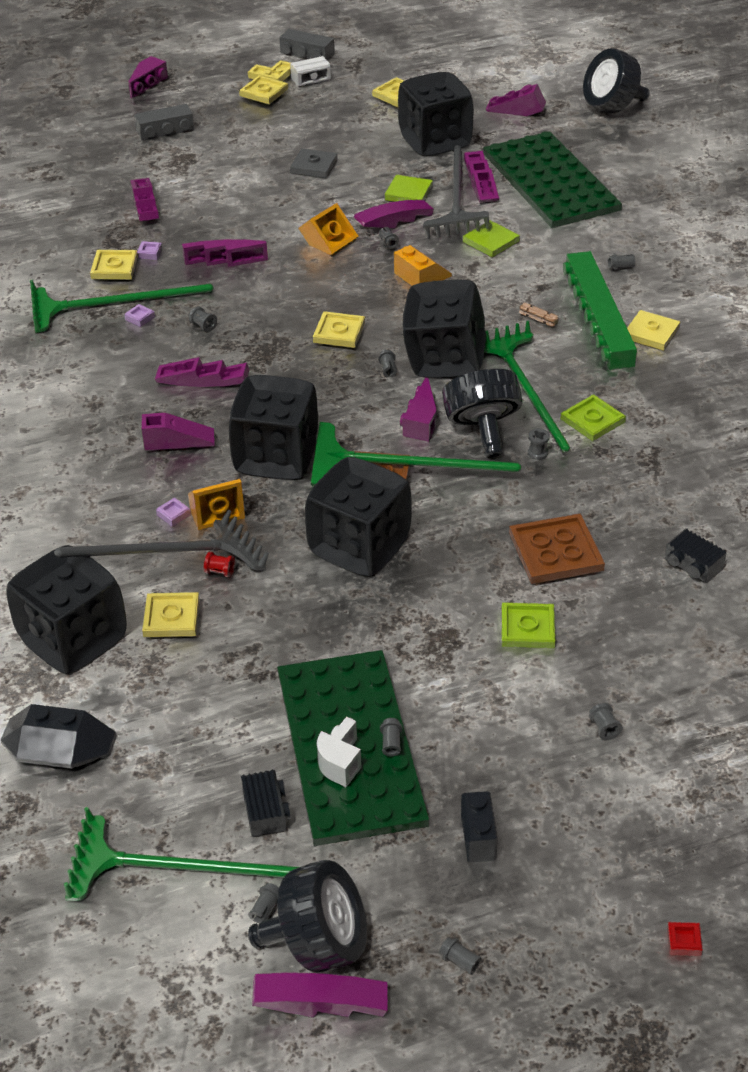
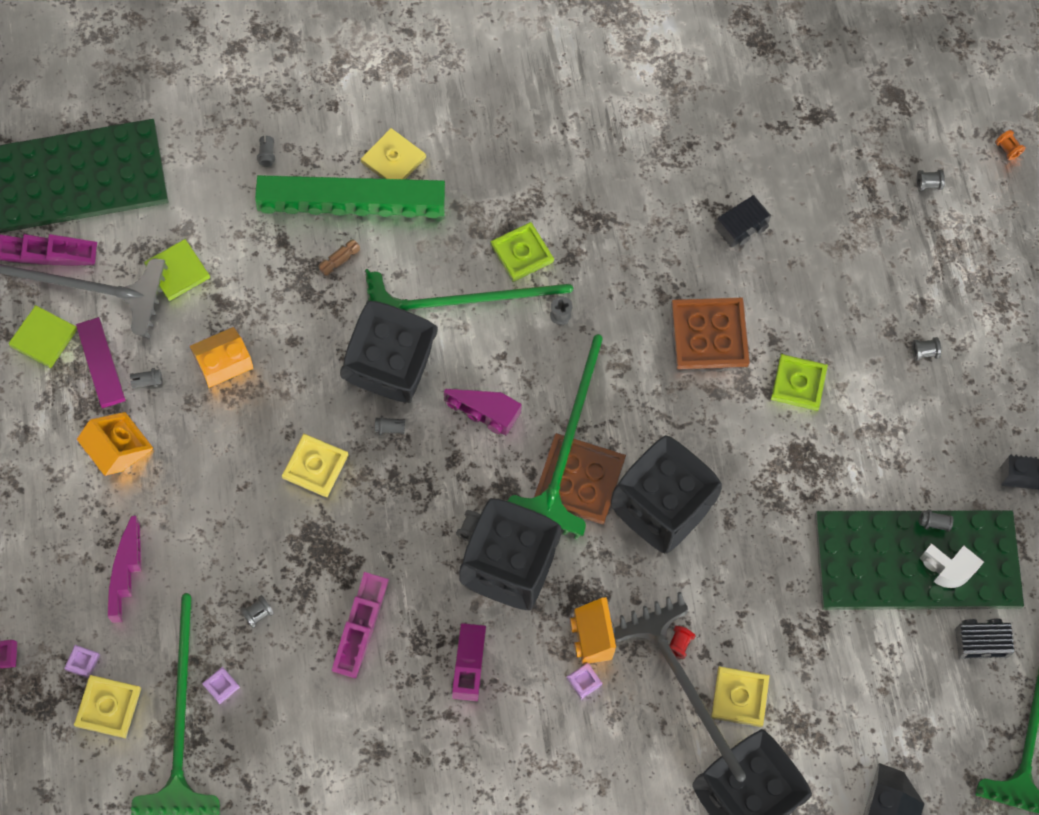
camera: 85 degrees left, 25 degrees up
(482, 400) = (514, 343): black wheel -> none

